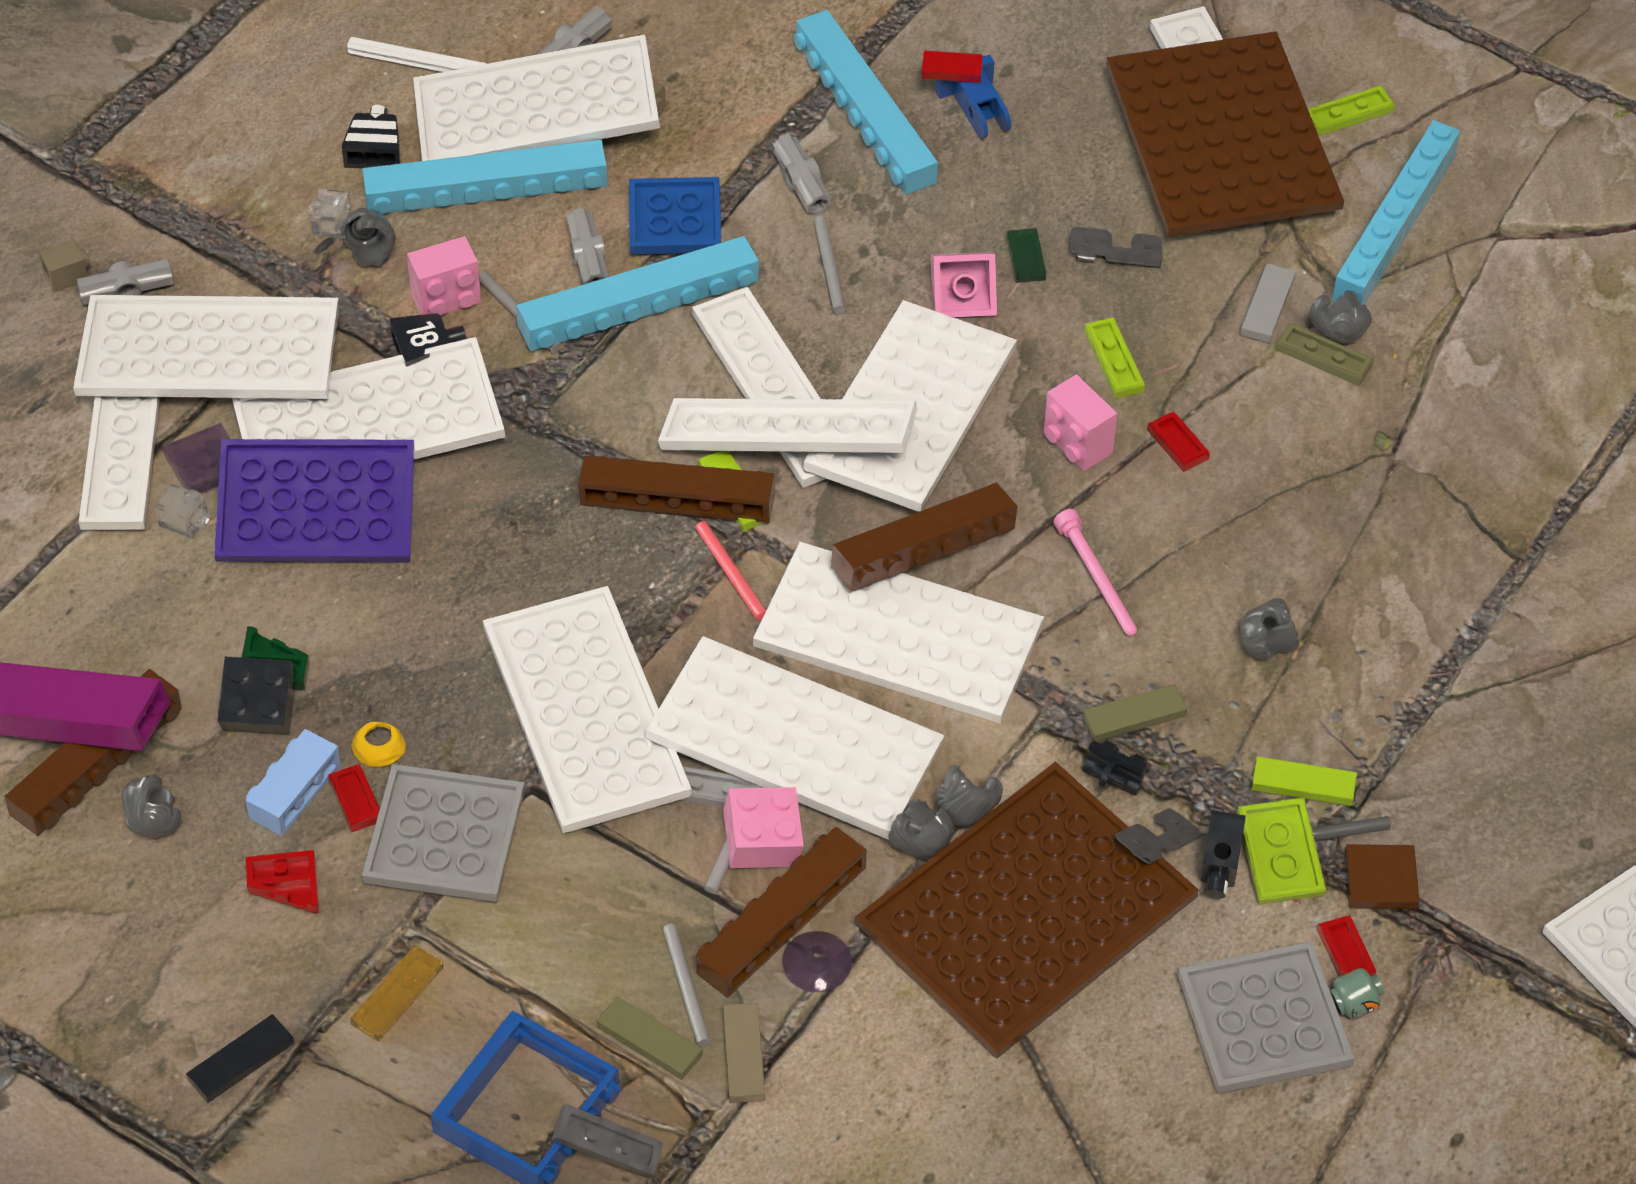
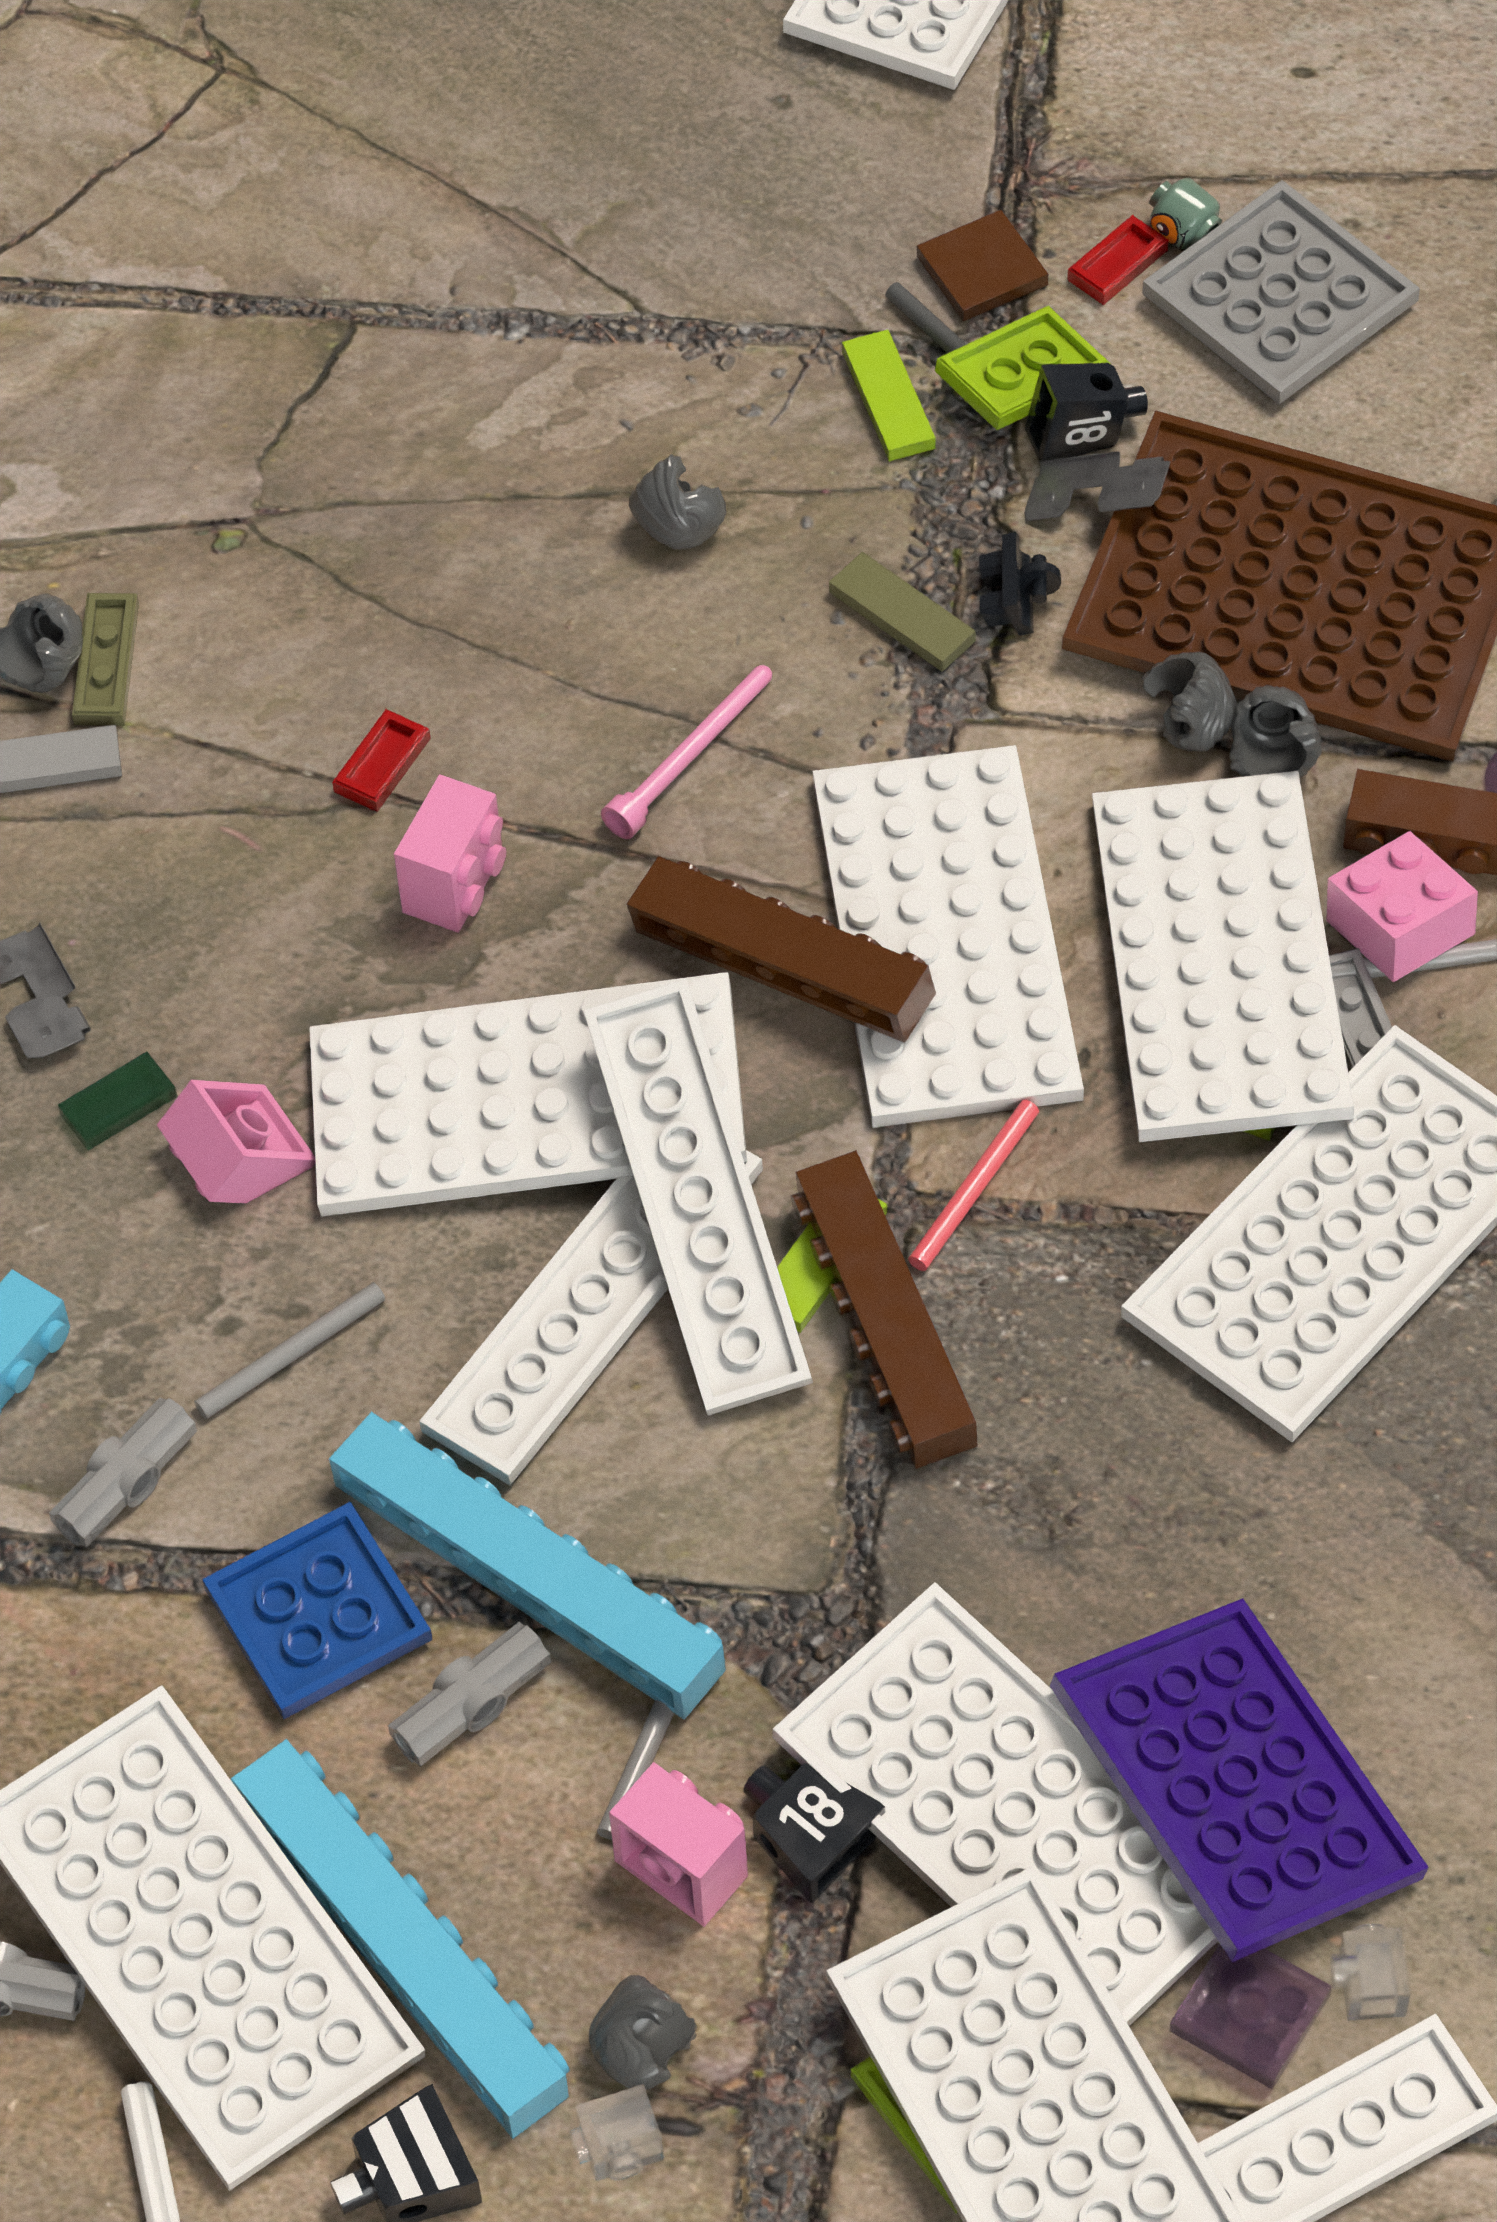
camera: 115 degrees left, 5 degrees up
(1114, 358) = (264, 902): lime tile -> none

